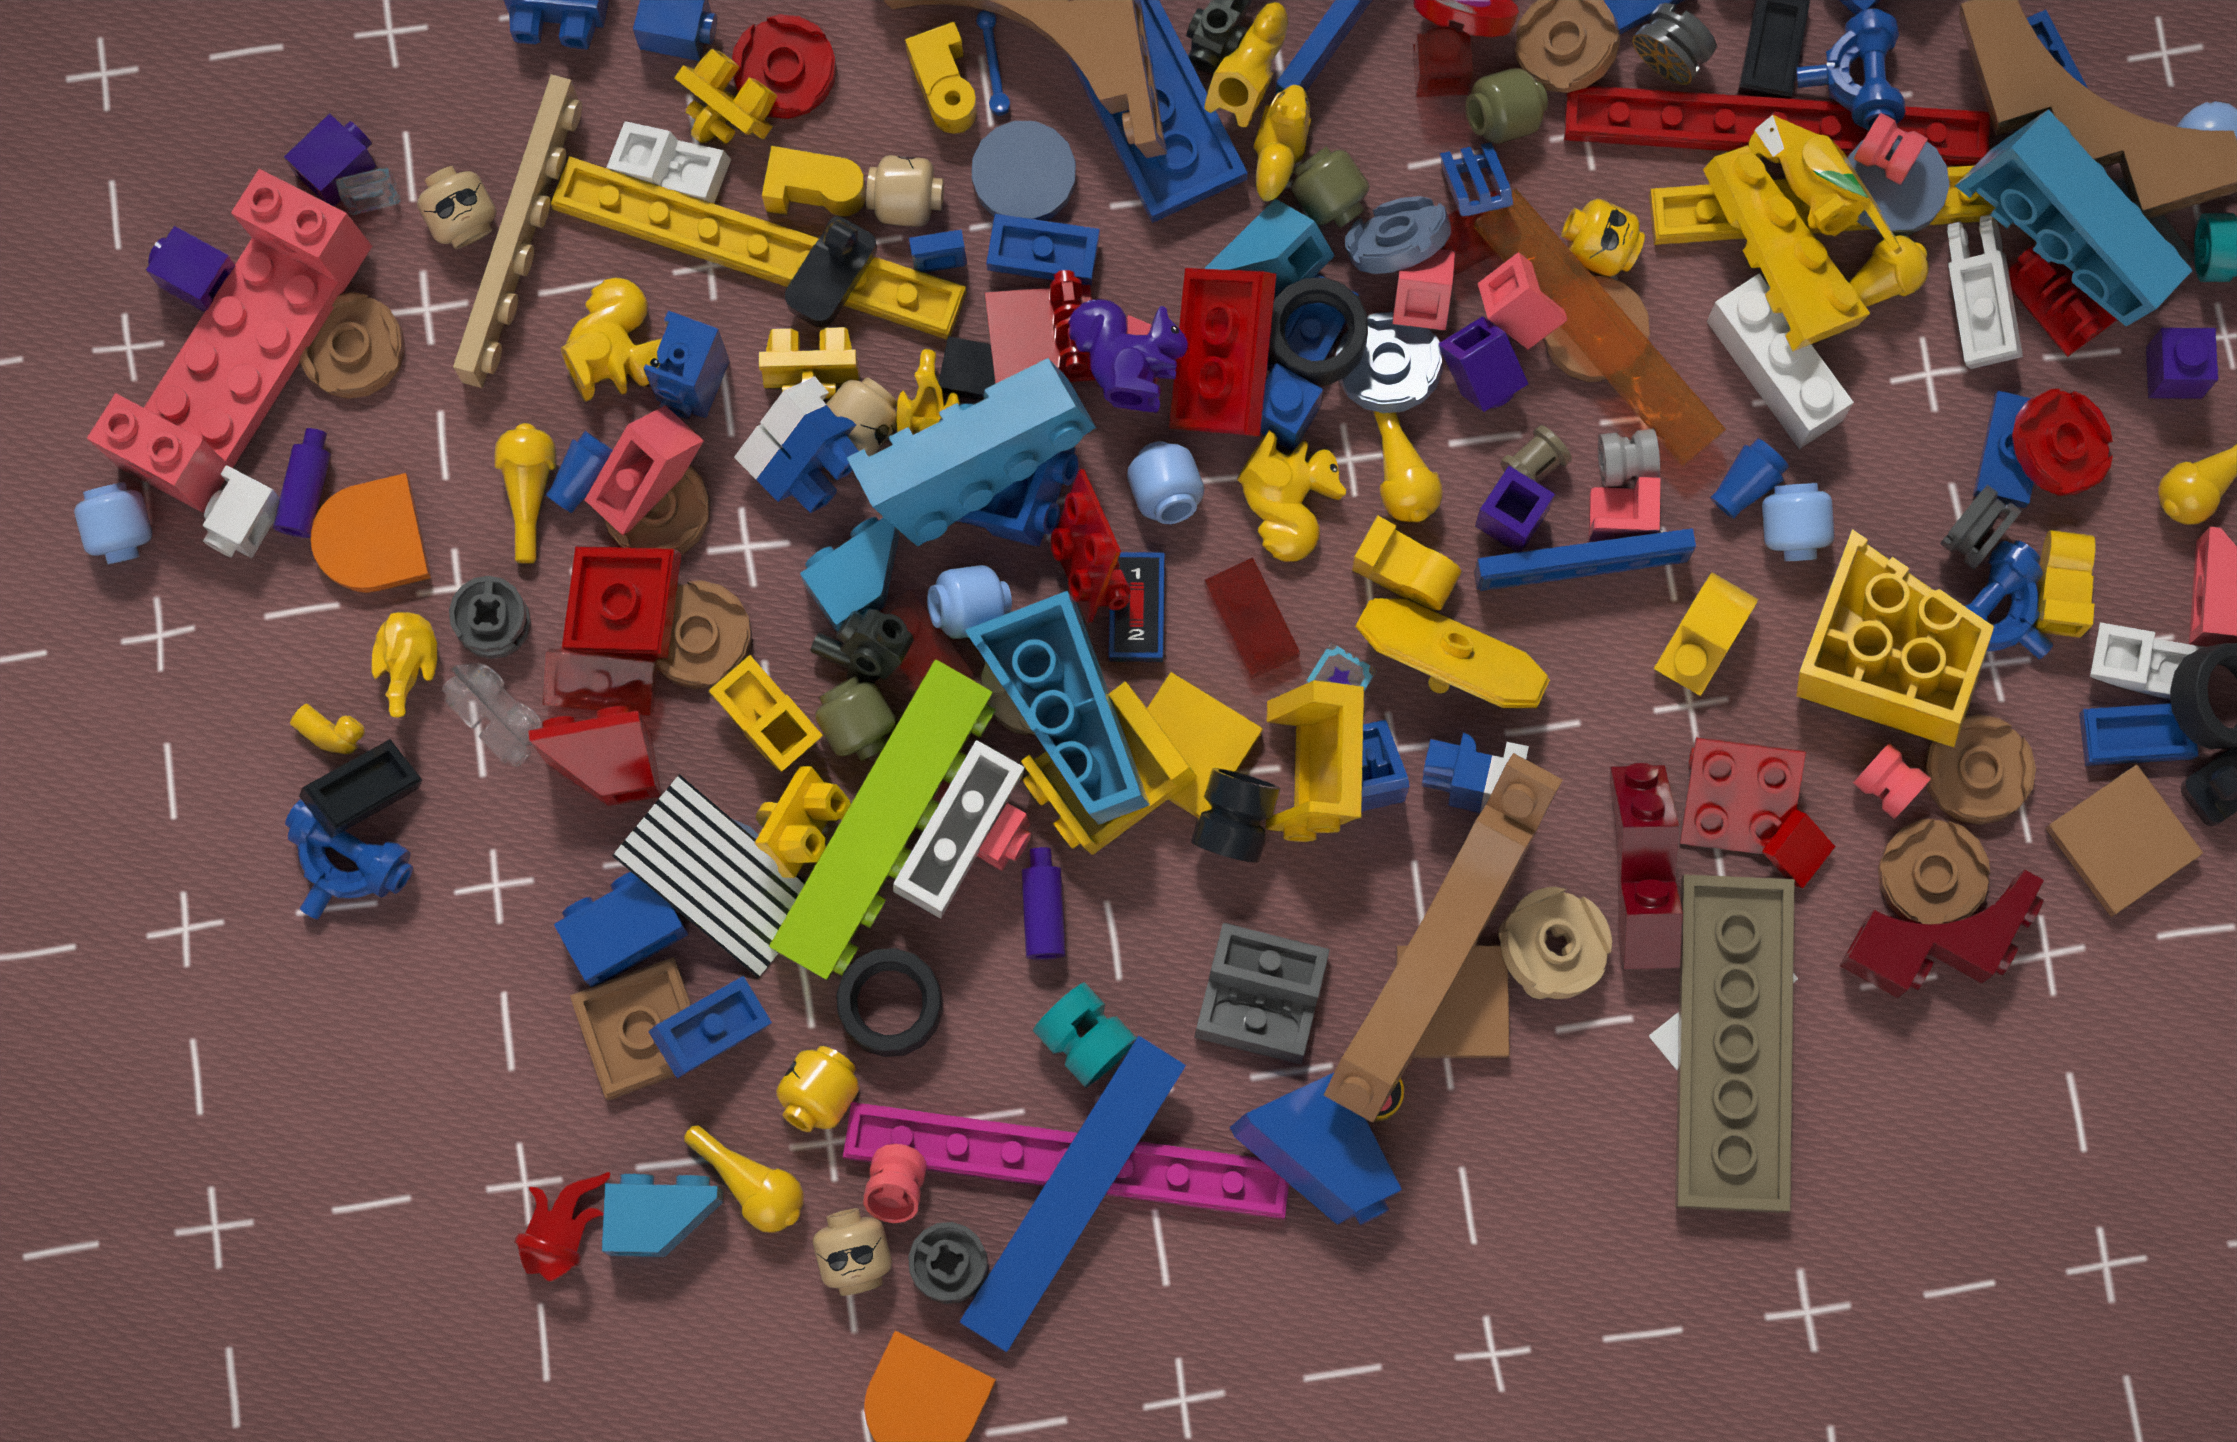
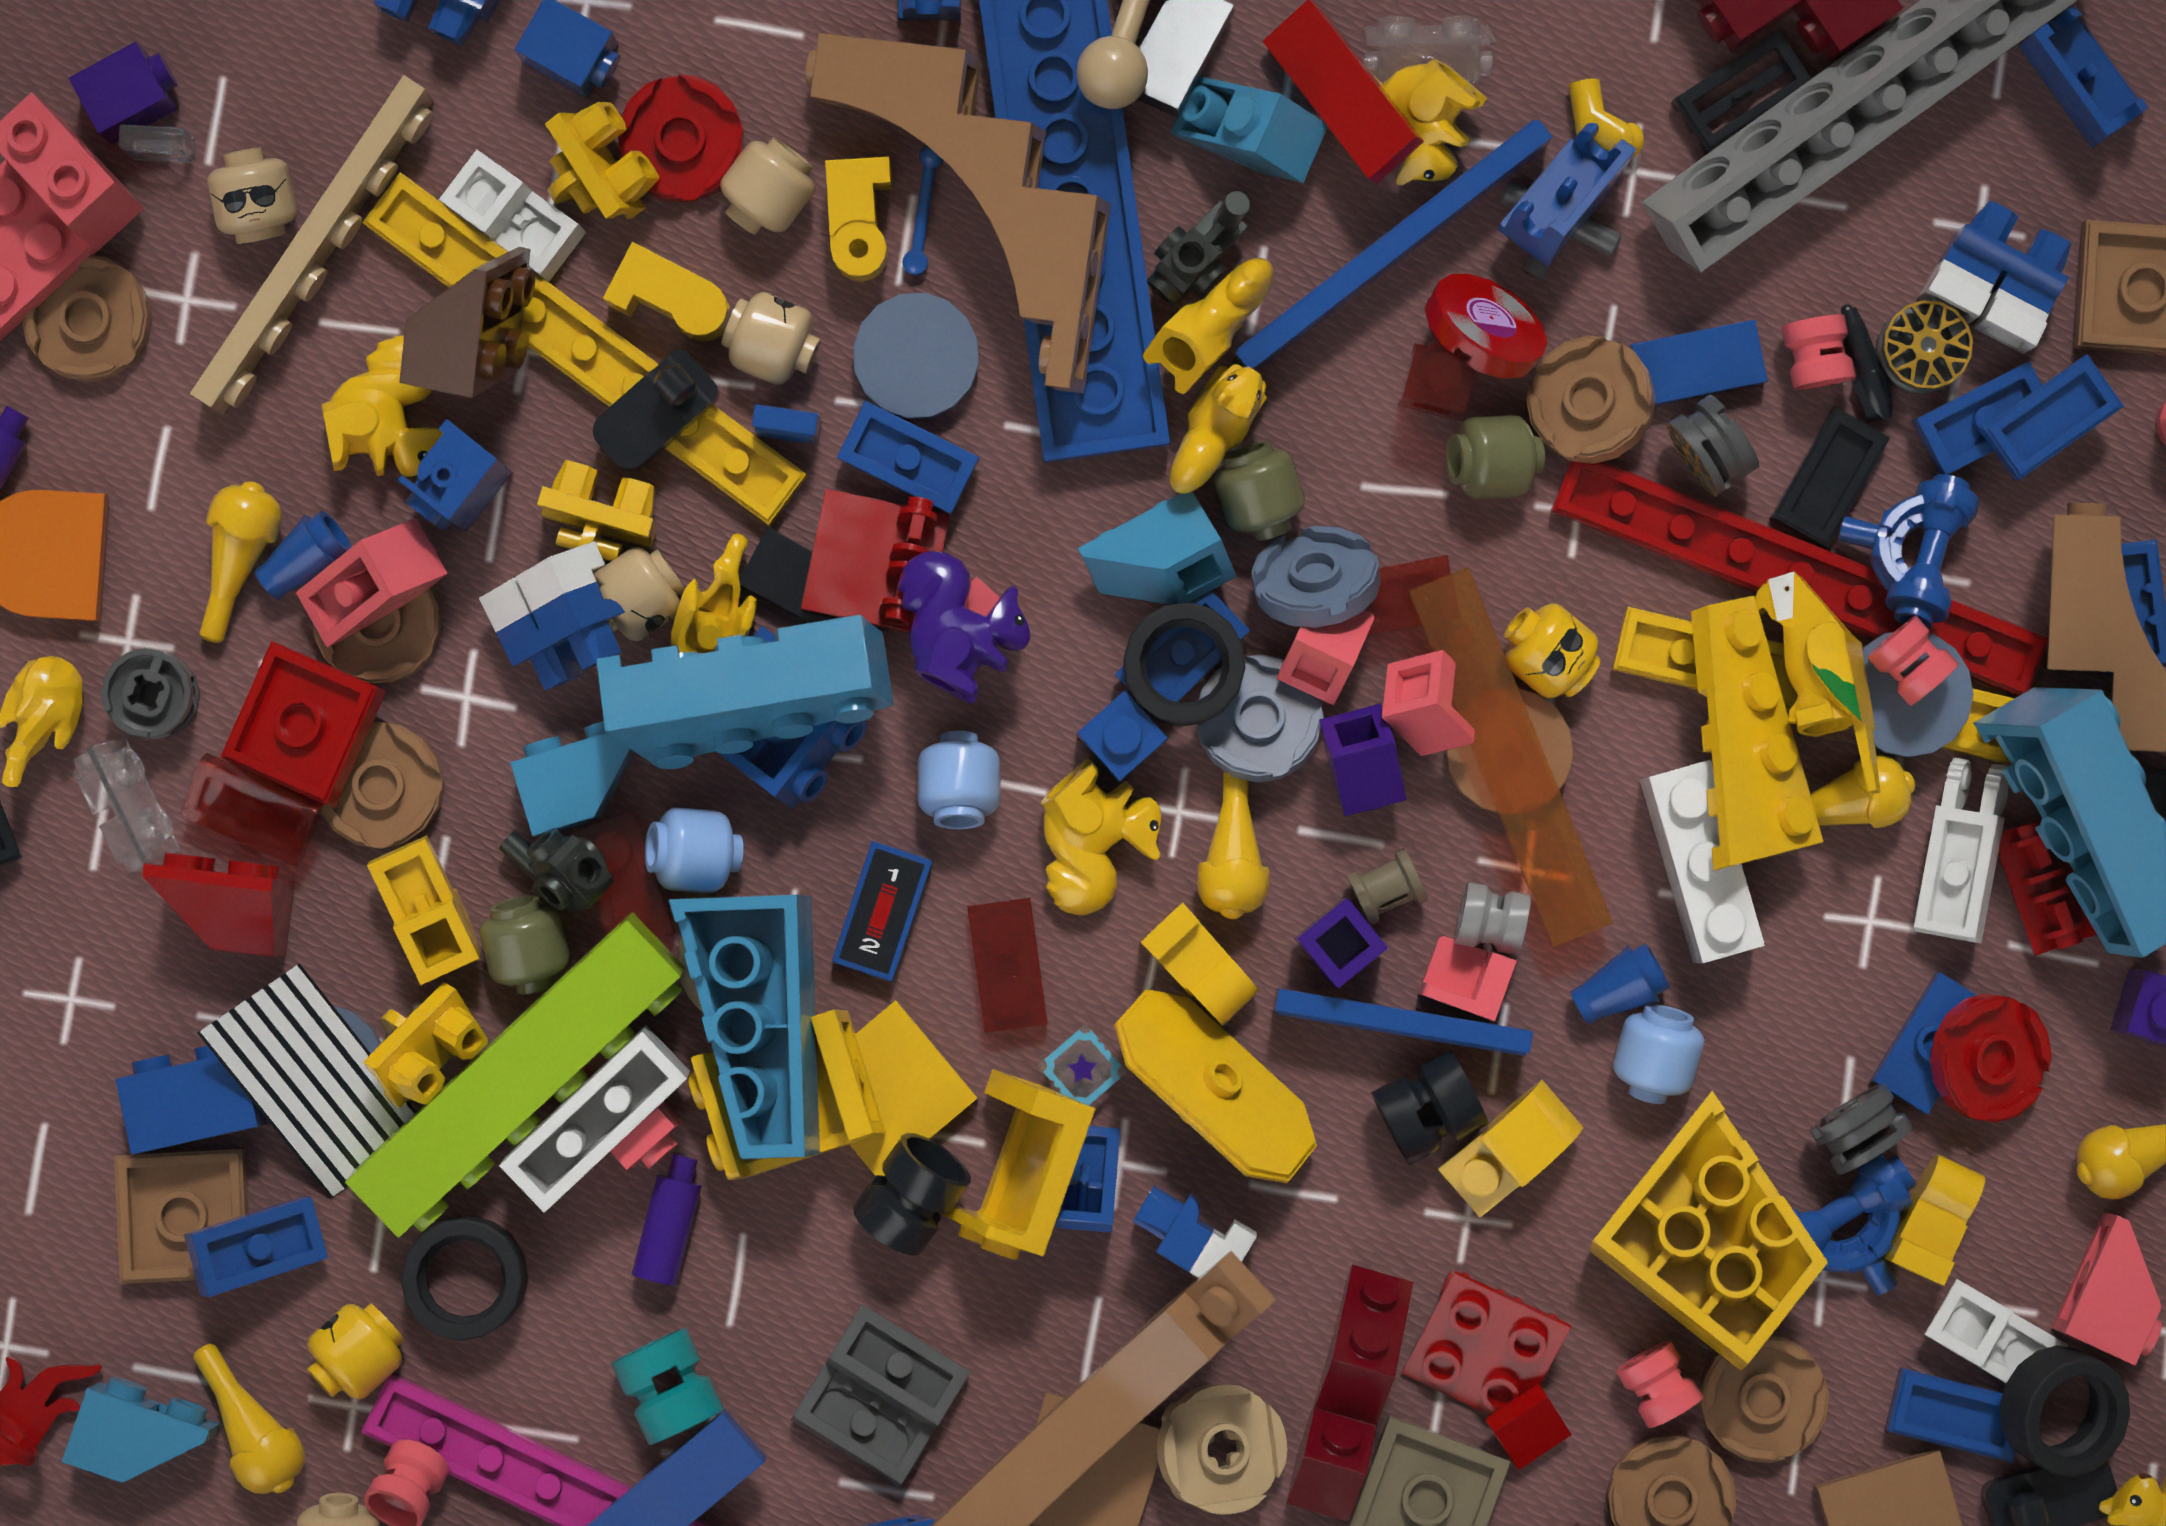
camera: 15 degrees right, 10 degrees up
(664, 241) = (471, 330): none -> reddish brown slope
(865, 76) = (767, 186): none -> tan head
(1089, 552) = (842, 837): red hinge -> none
(1228, 340) = (1076, 650): red tile -> none
(1472, 164) = (1431, 508): blue tile -> none
(1643, 605) = (1450, 1097): none -> black wheel

